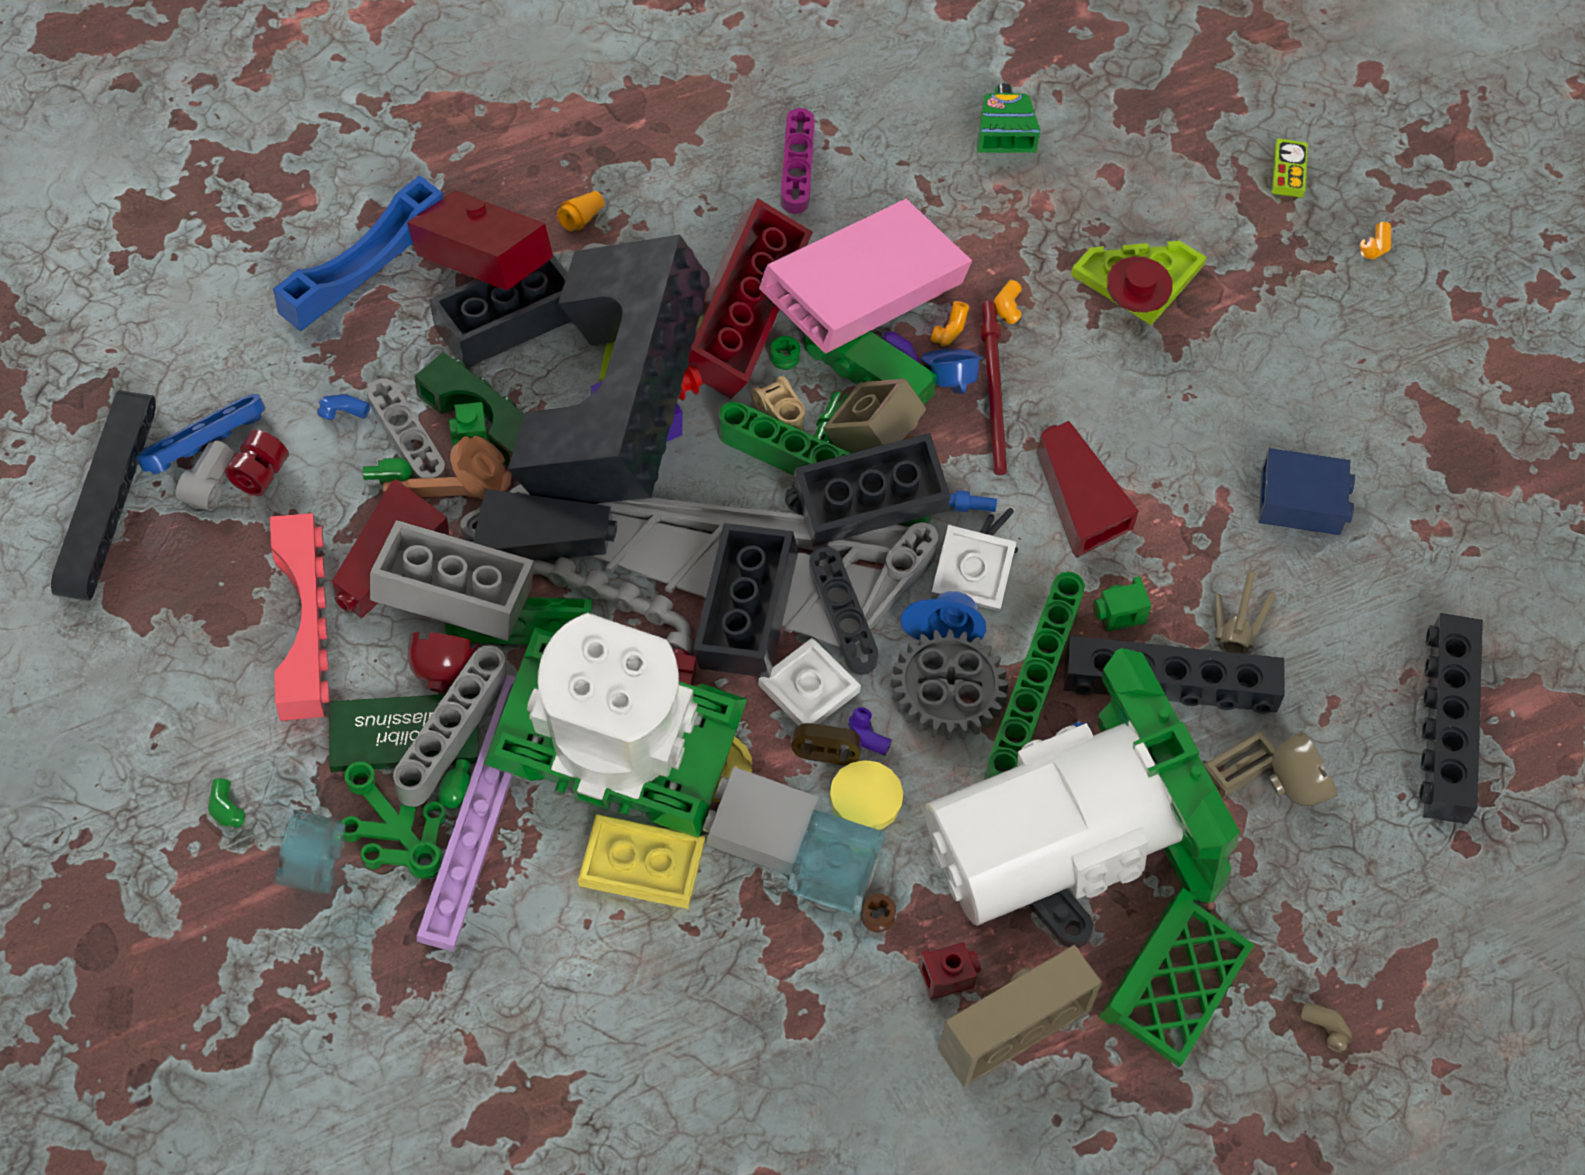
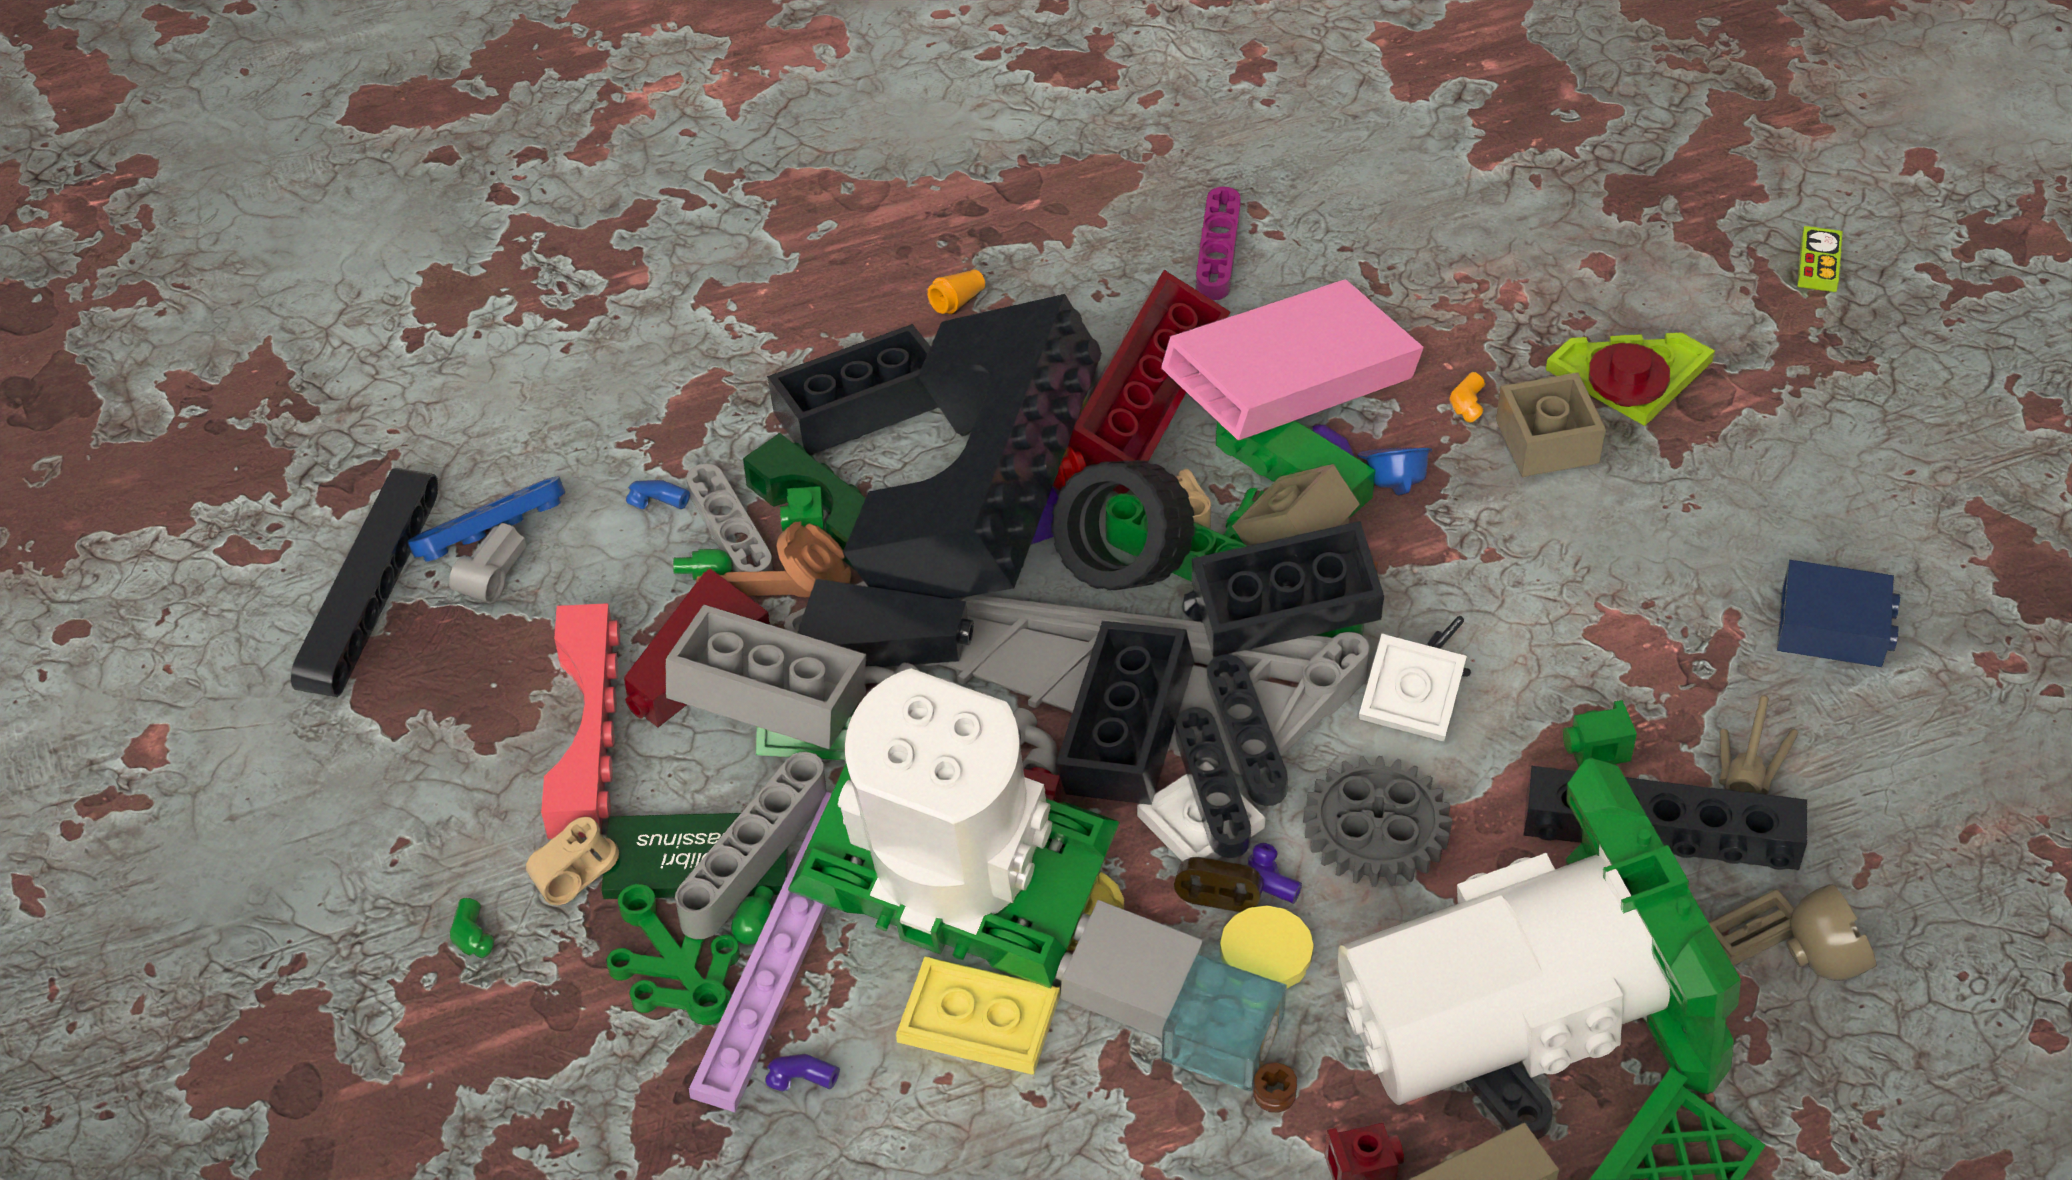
camera: 10 degrees right, 10 degrees down
(256, 463) = (548, 550): dark red wheel -> none
(300, 744) = (568, 862): none -> tan piece
(310, 852) = (564, 984): clear light blue brick -> none
(316, 289) = (634, 368): blue arch -> none
(438, 659) = (742, 766): dark red cylinder -> none
(481, 239) = (833, 313): dark red brick -> none
(503, 911) = (800, 1066): none -> dark purple arm
(702, 450) = (1078, 529): none -> black tyre
(777, 358) = (1191, 437): green bush -> none
(821, 656) = (1213, 781): none -> black beam
(948, 611) = (1375, 735): blue piece -> none
(955, 325) = (1400, 422): light orange arm -> none
(963, 501) = (1402, 614): blue bar -> none
(991, 335) = (1445, 432): dark red bar -> none
(1007, 123) = (1473, 205): green torso -> none
(1039, 666) = (1493, 799): green beam -> none
(1076, 329) = (1550, 424): none -> dark tan brick
(1083, 490) = (1555, 606): dark red slope -> none
(1379, 245) = (1929, 344): light orange arm -> none
(1441, 798) = (2028, 883): black brick -> none

